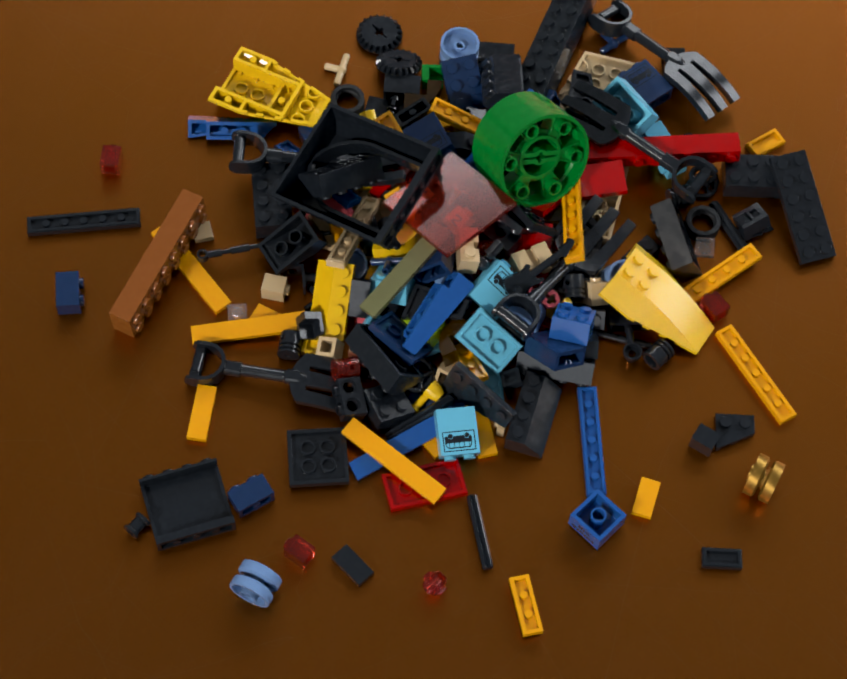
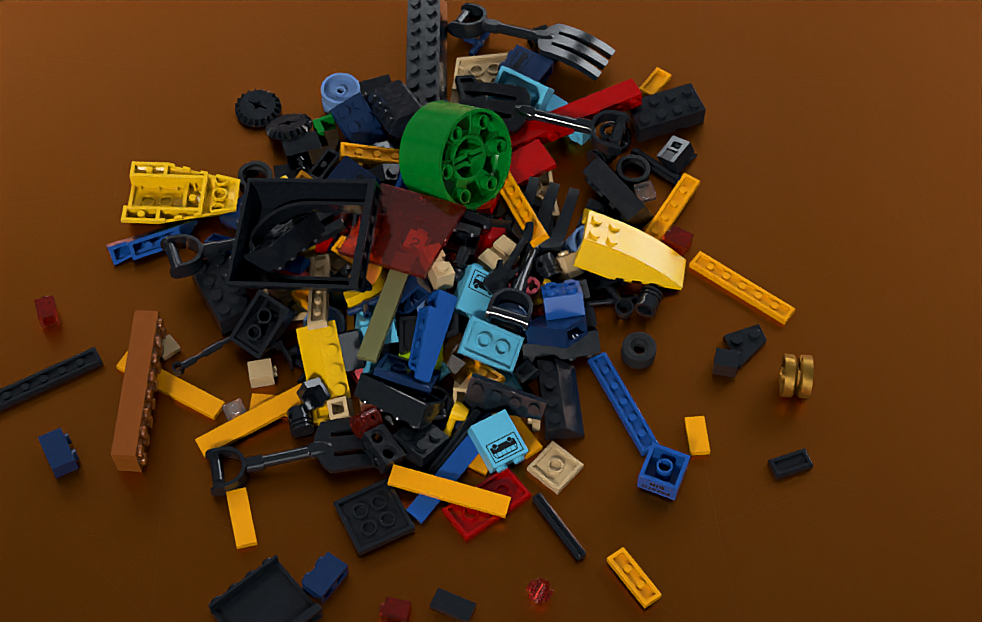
camera: 20 degrees left, 5 degrees down
(340, 69) = (235, 152): tan piece -> none
(501, 476) = (555, 467): none -> tan tile
(625, 407) = (635, 360): none -> black tyre
(802, 207) = (715, 125): black plate -> none

